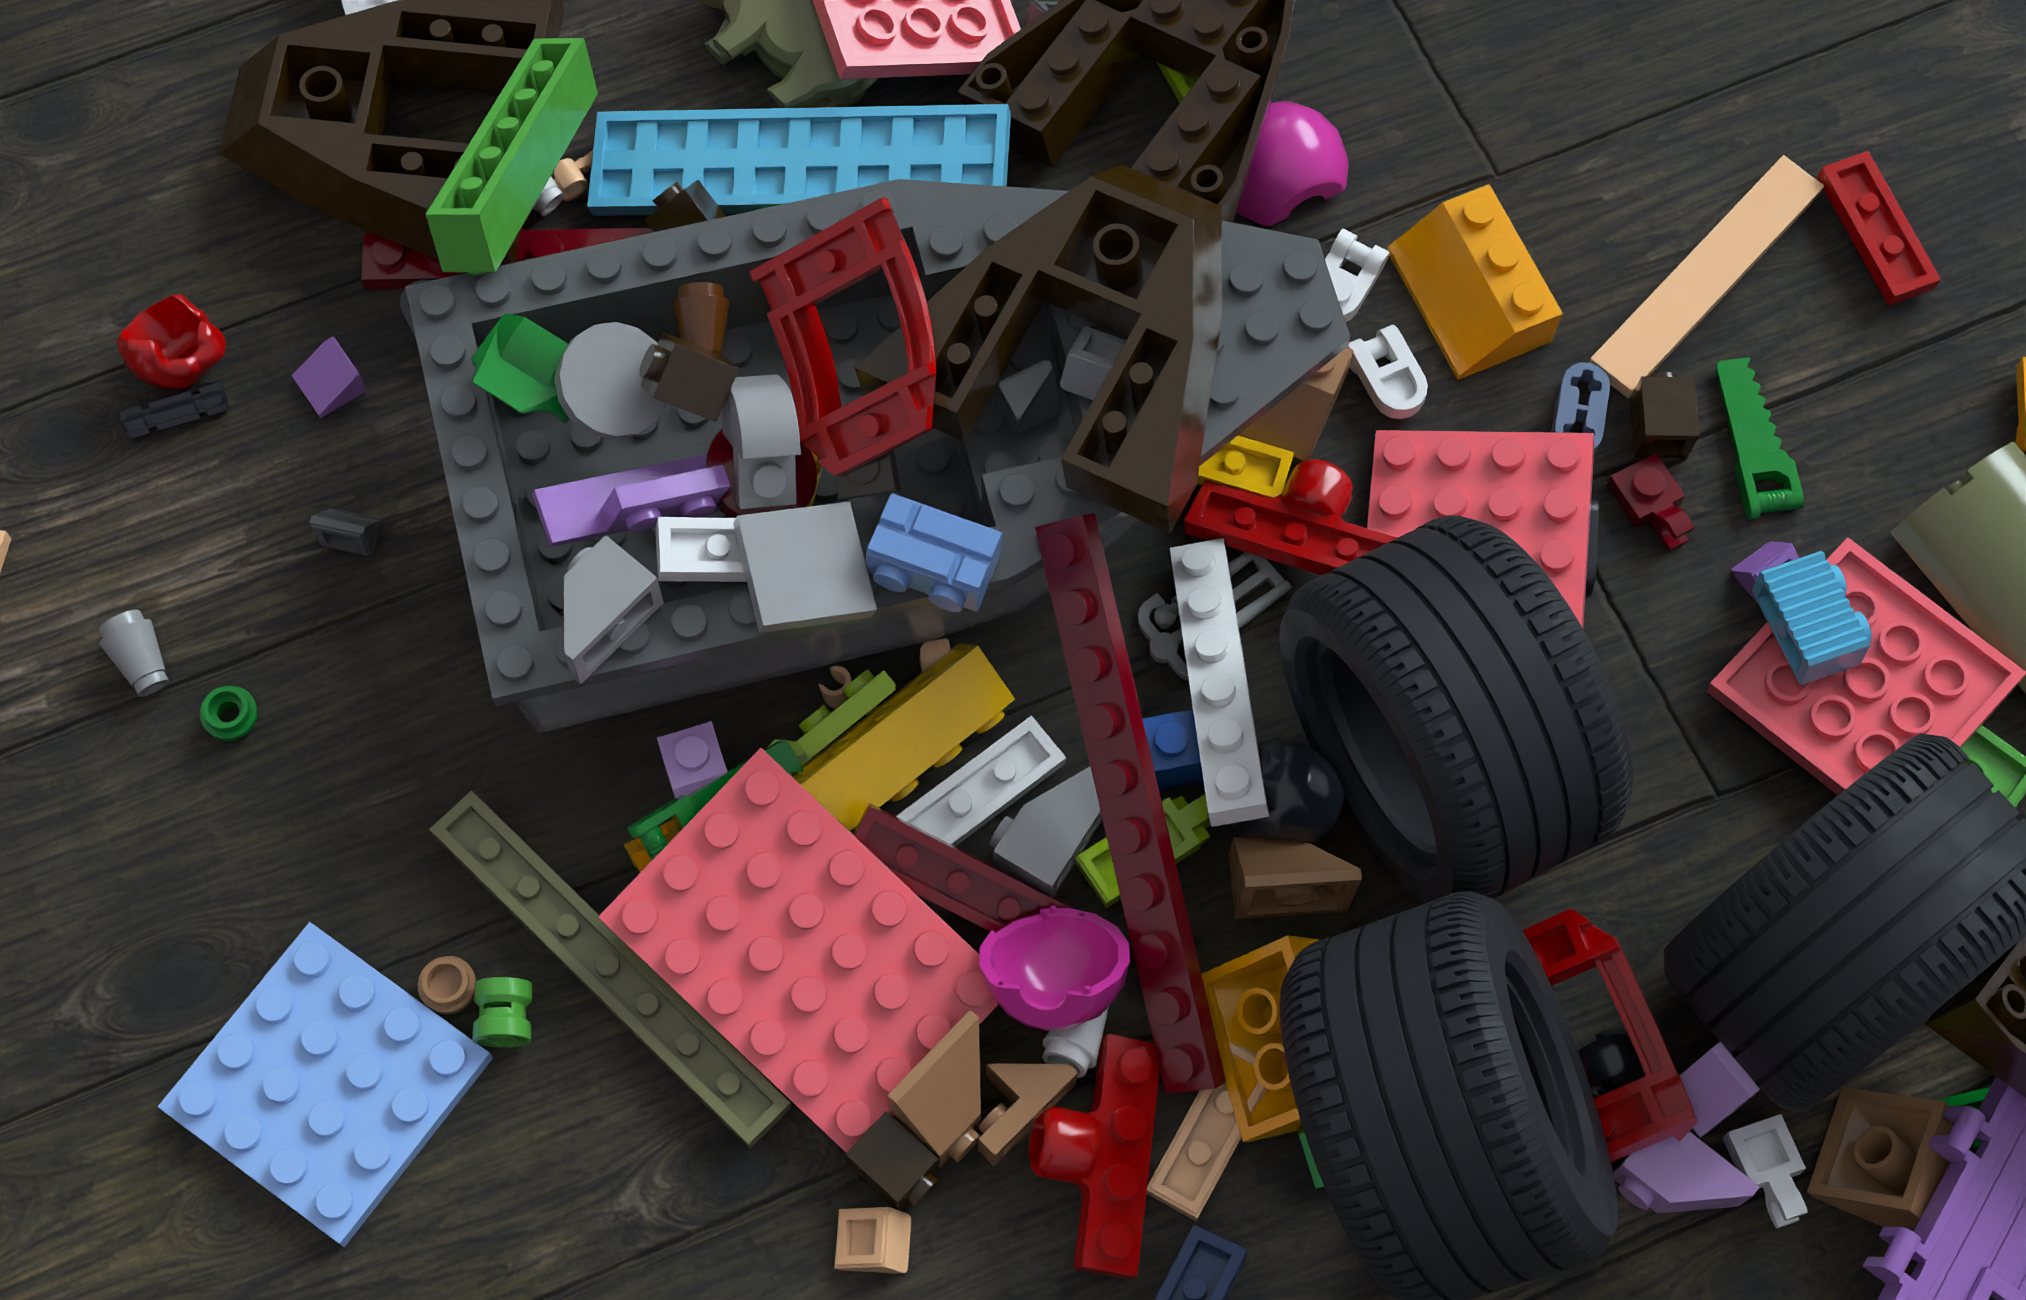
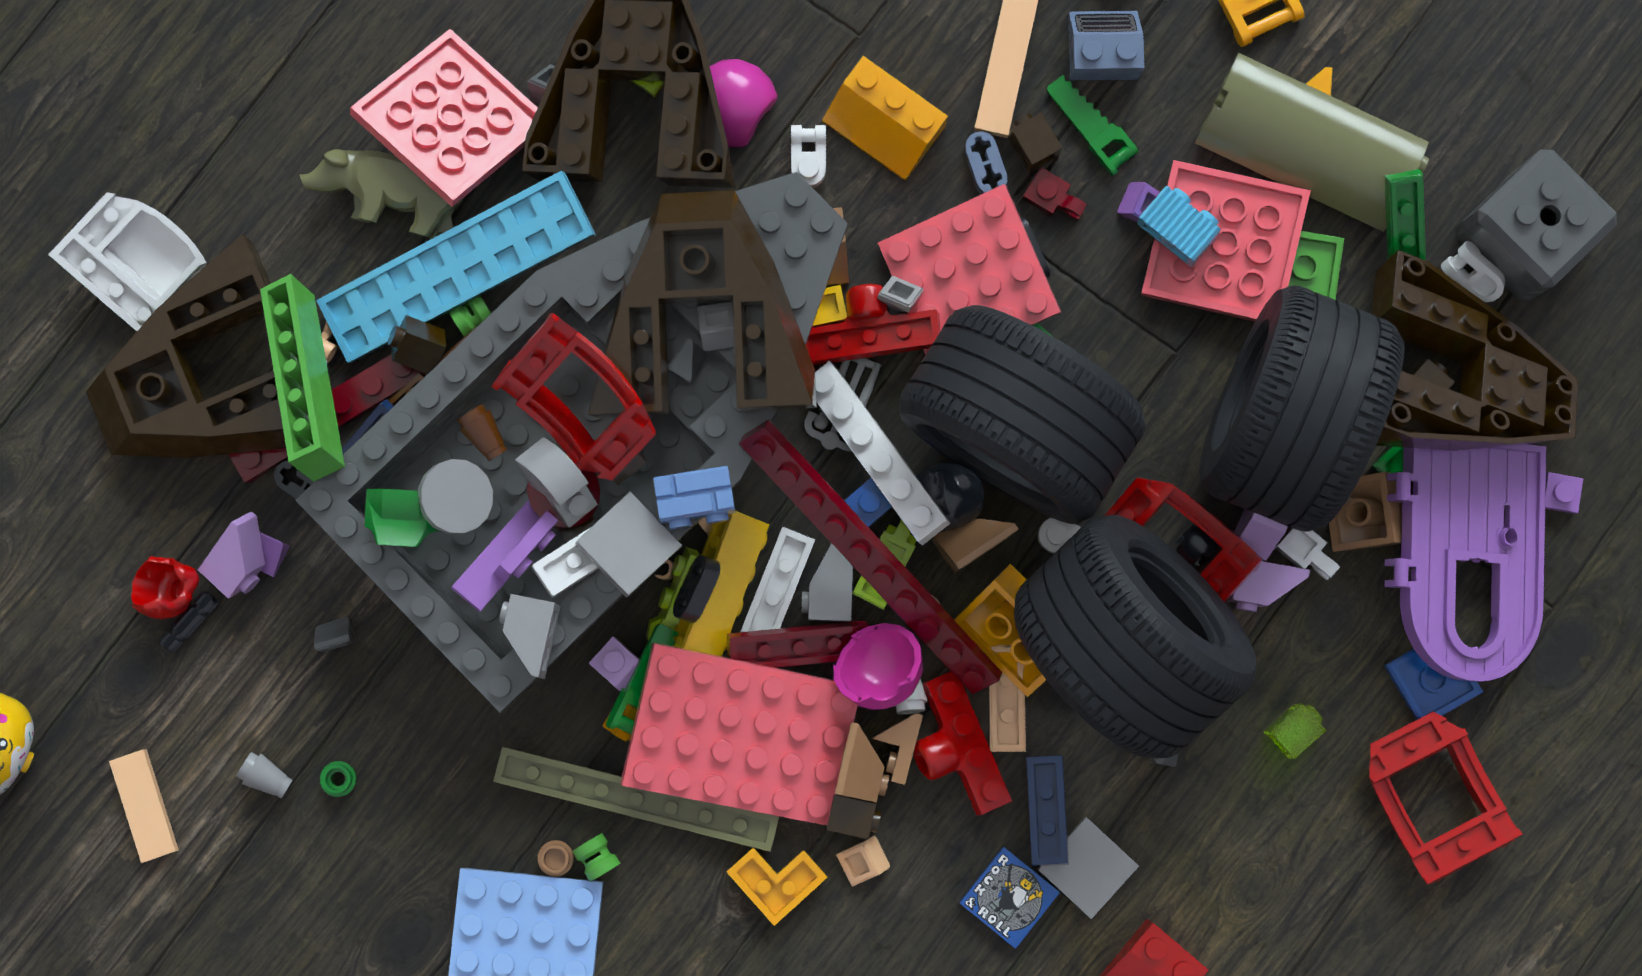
camera: 30 degrees left, 15 degrees up
(288, 354) = (236, 557): none -> lavender slope
(687, 376) = (498, 473): dark brown brick -> none
(727, 1212) = (772, 891): none -> light orange plate
(863, 717) = (696, 589): none -> black beam
(1368, 502) = (900, 294): none -> light grey slope
(1397, 387) = (876, 208): white plate -> none
(1826, 353) = (1105, 45): none -> sand blue slope

